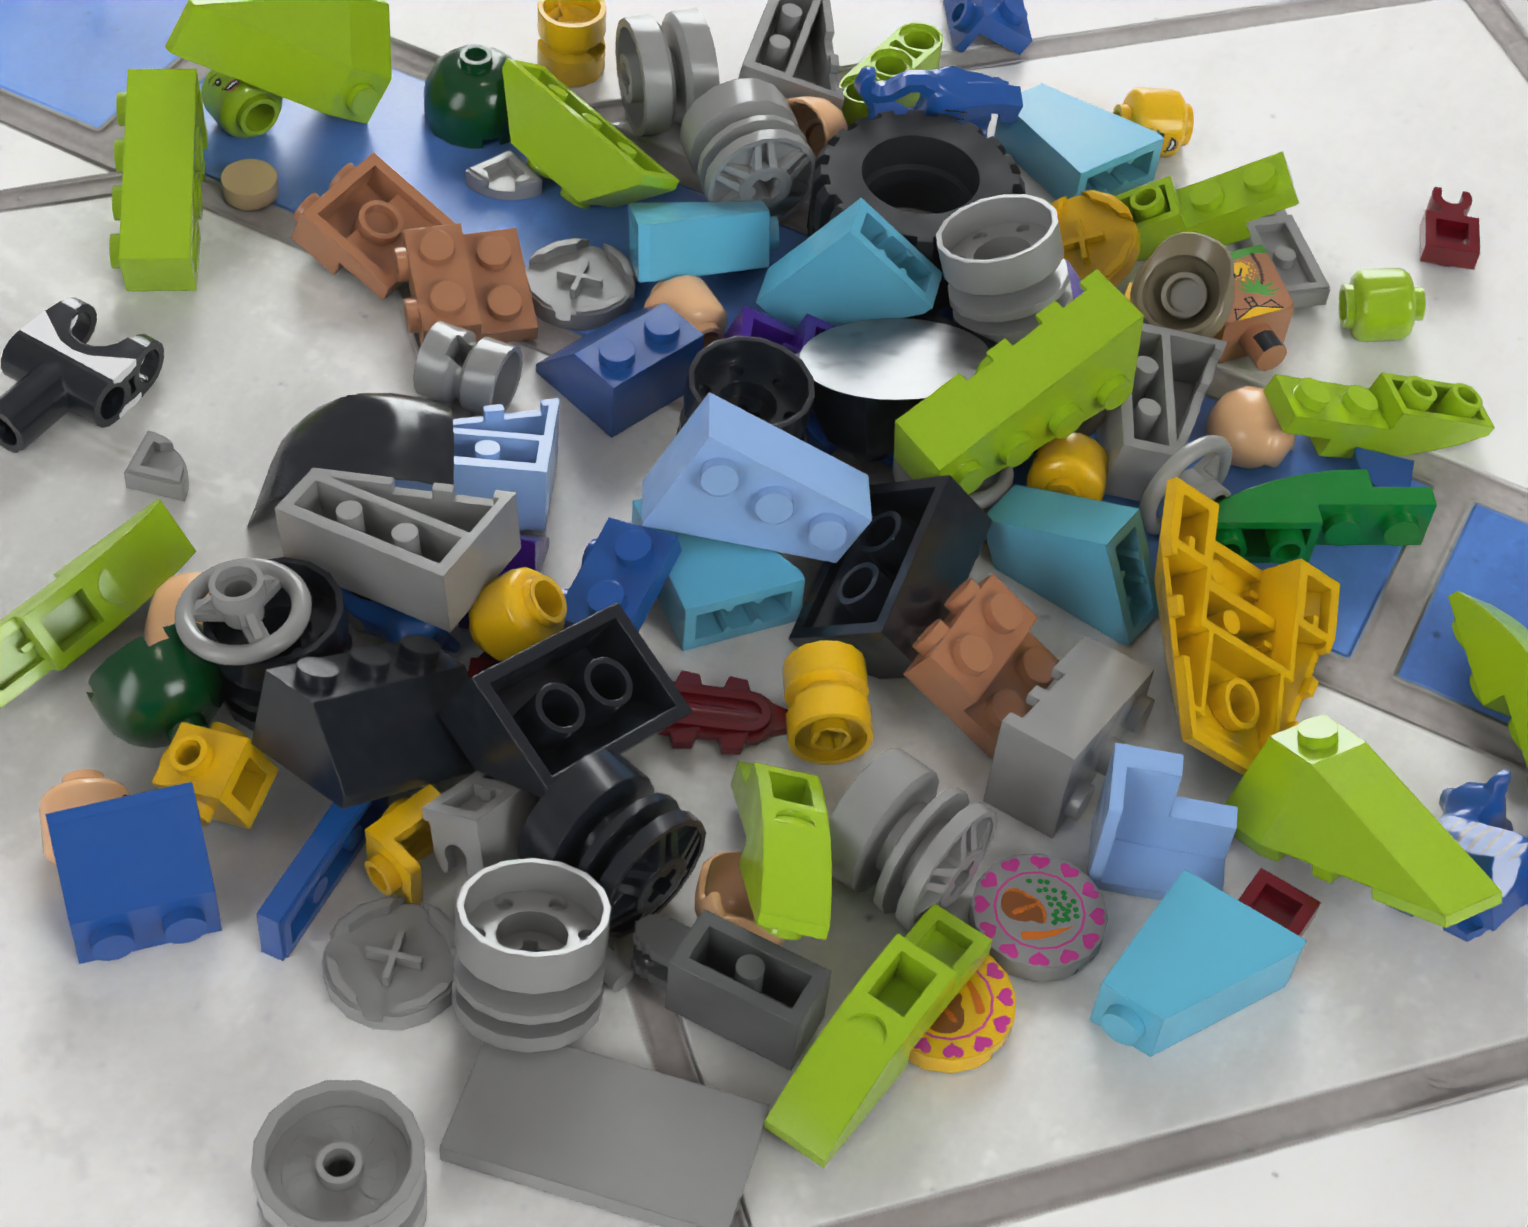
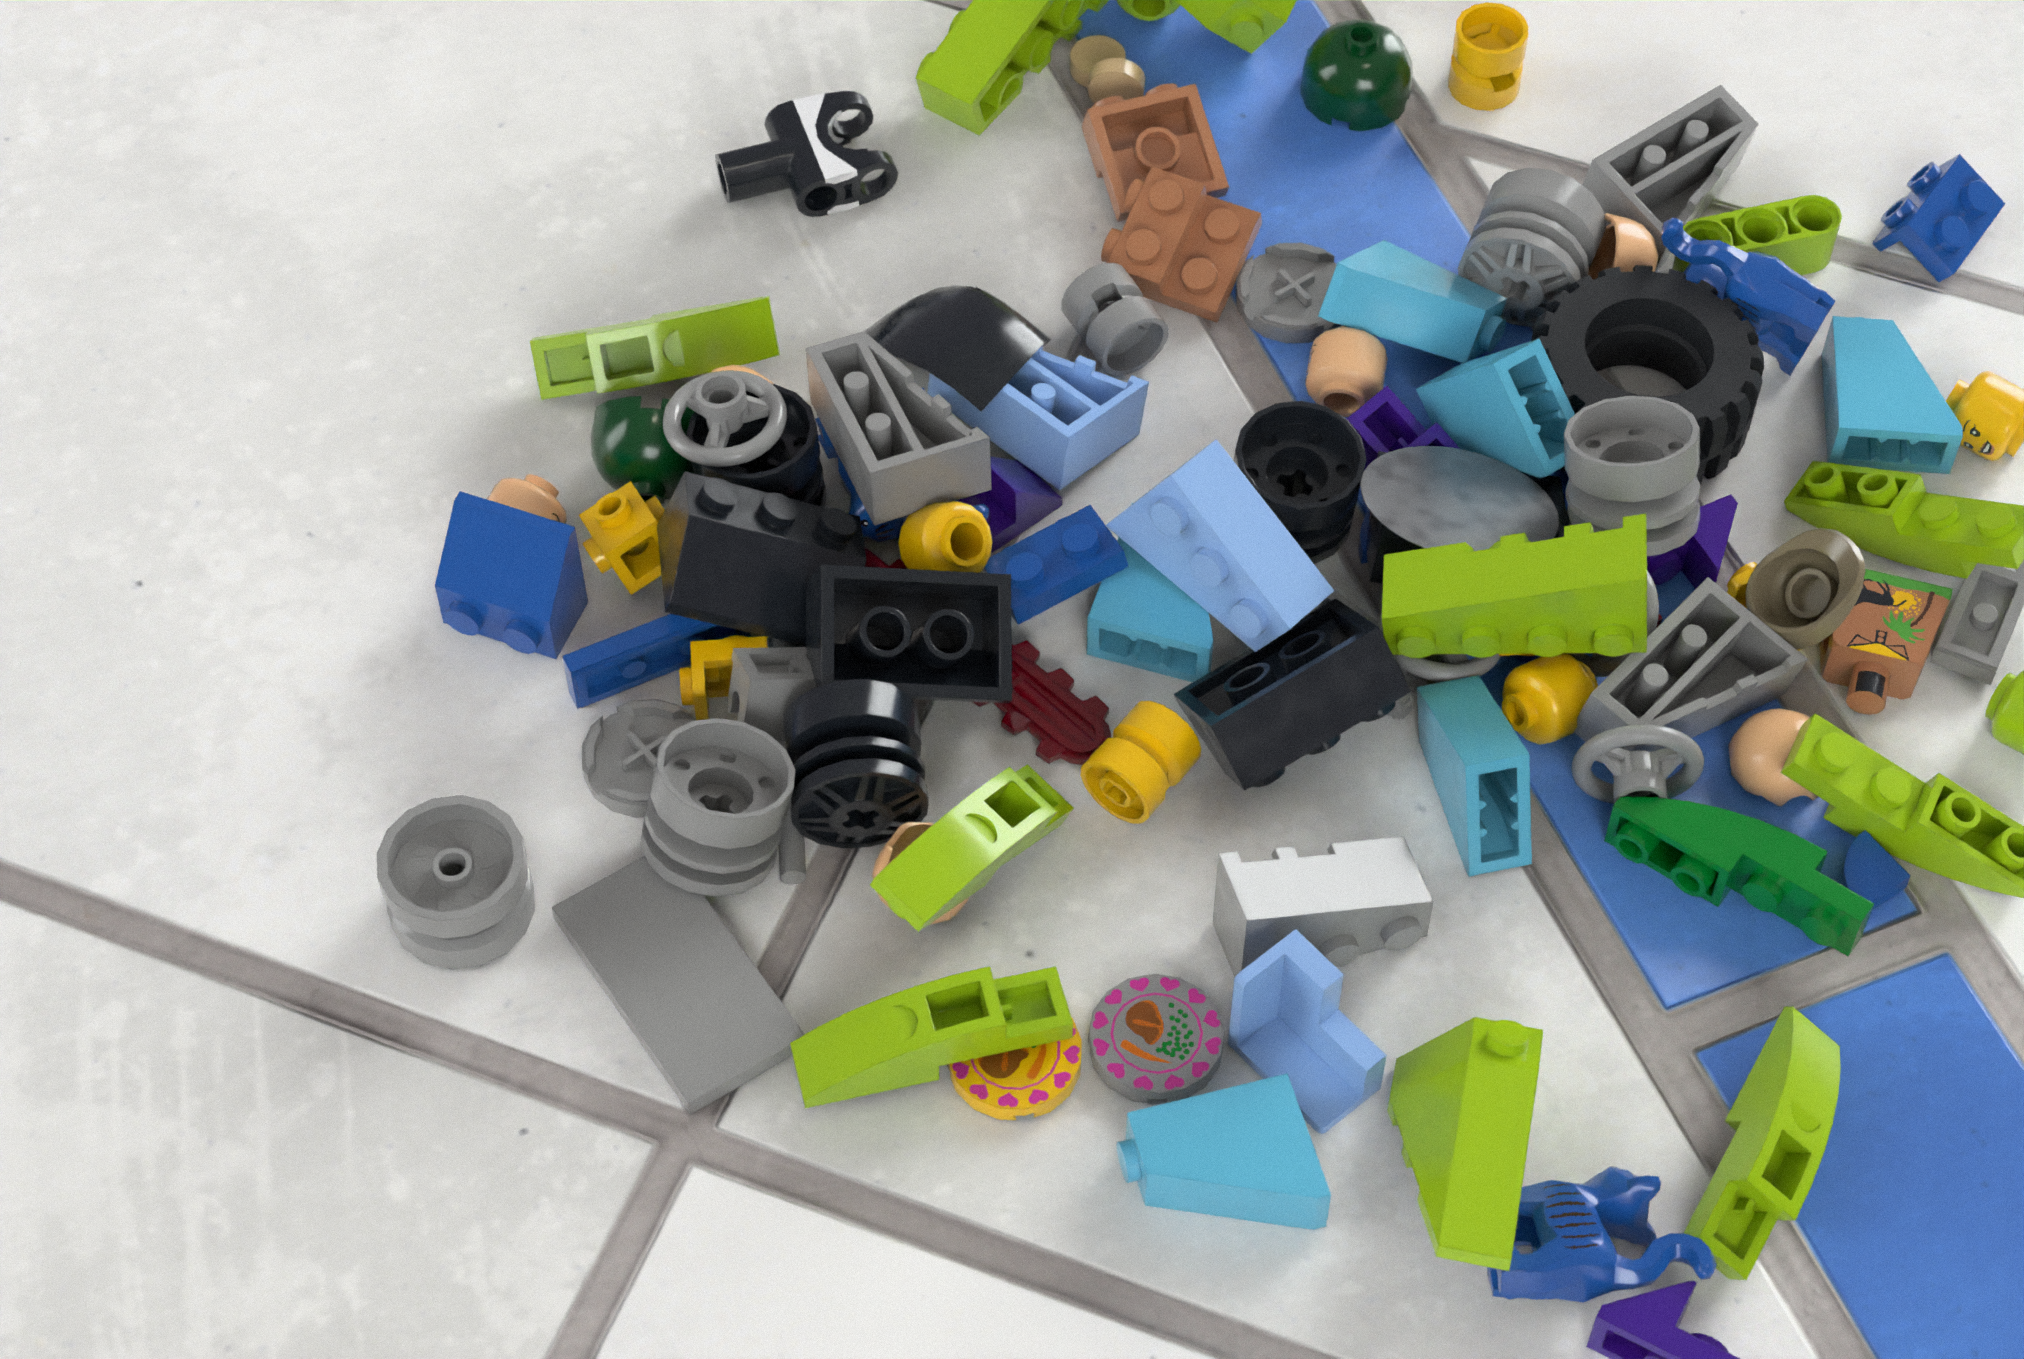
camera: 45 degrees right, 5 degrees up
(158, 469) = (815, 272): light grey tile -> none
(287, 188) = (1115, 78): none -> tan tile
(504, 178) = (1318, 162): light grey tile -> none
(575, 143) = (1402, 159): lime wedge -> none
(626, 367) = (1245, 377): blue slope -> none
(663, 67) = (1527, 131): light grey wheel -> none
(734, 983) = (851, 924): dark grey hinge -> none
(907, 838) = (1083, 902): light grey wheel -> none
(981, 660) = (1296, 796): nougat plate -> none
(1098, 234) = (1785, 493): yellow tile -> none
(1234, 634) = (1537, 912): yellow wedge -> none
(1280, 902) = (1352, 1162): dark red plate -> none

